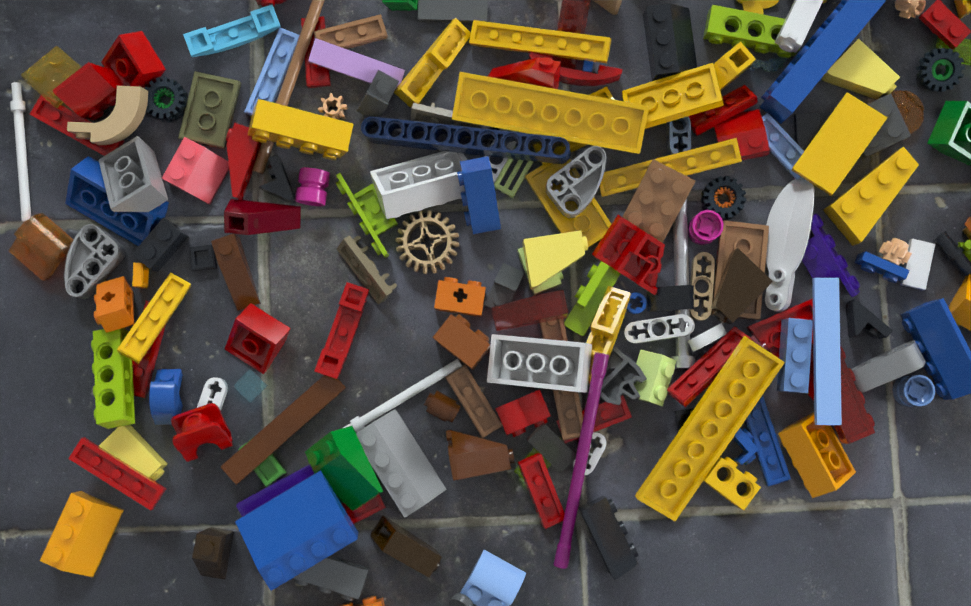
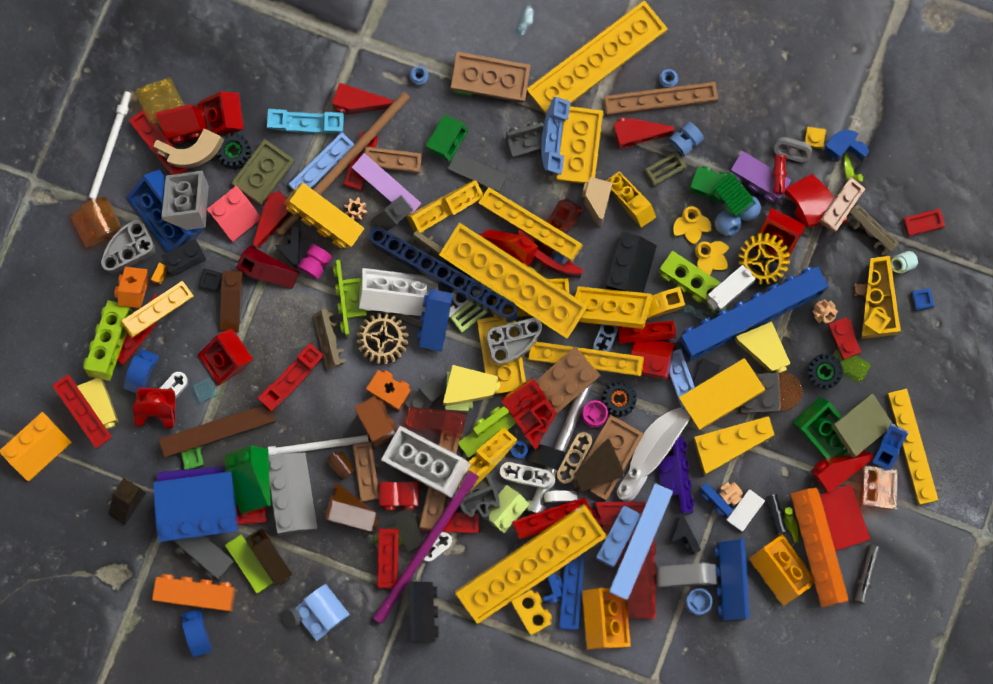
camera: 20 degrees right, 5 degrees down
(395, 571) = (249, 564): none -> lime tile

